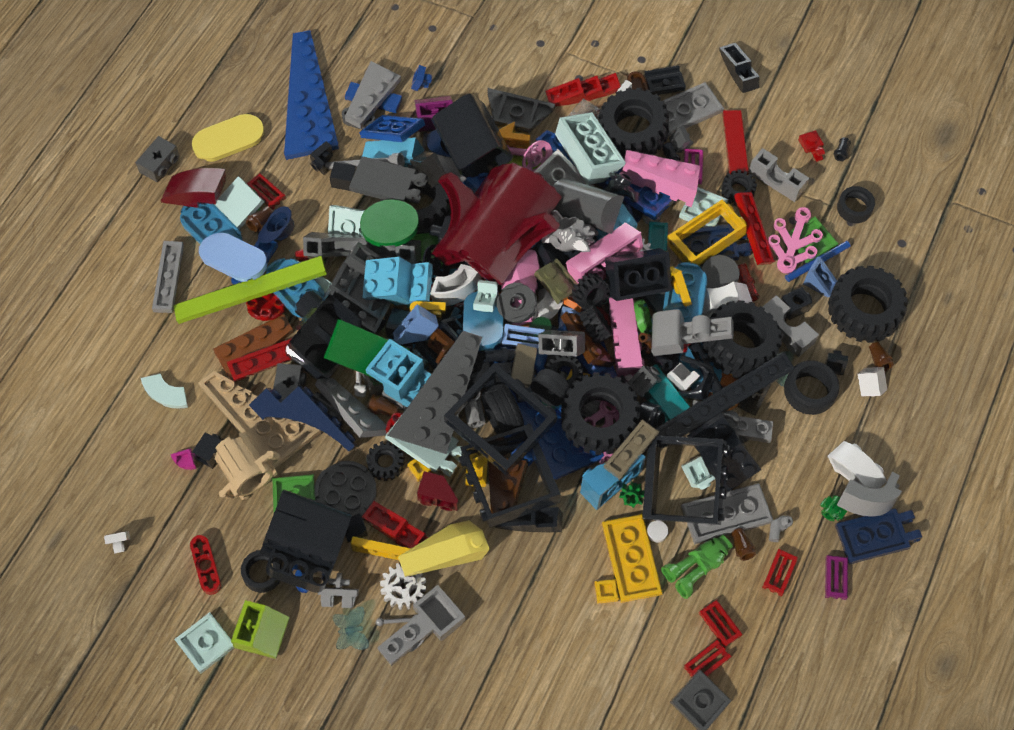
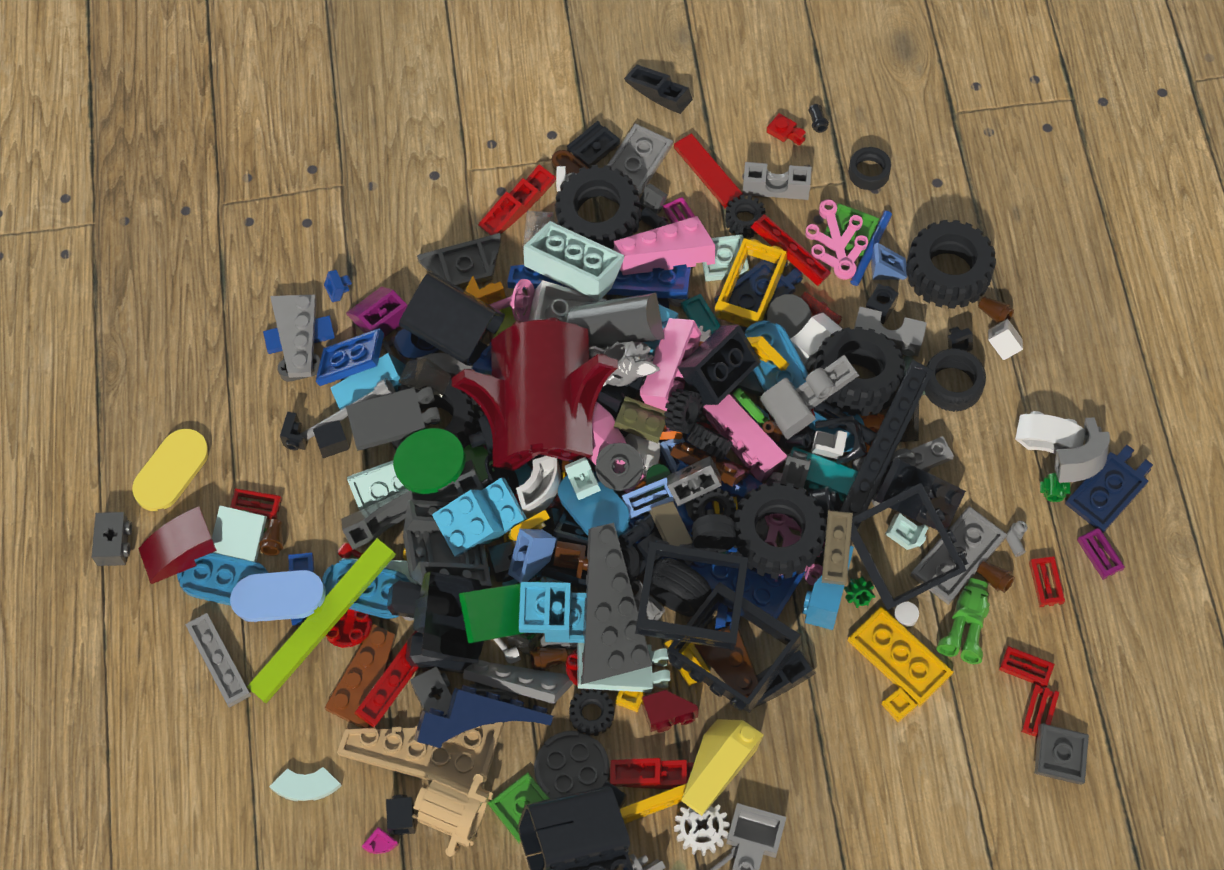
camera: 30 degrees left, 0 degrees up
(278, 226) = (299, 534): dark blue piece -> none
(308, 109) = (241, 393): blue wing -> none
(621, 186) = (634, 283): black animal -> none

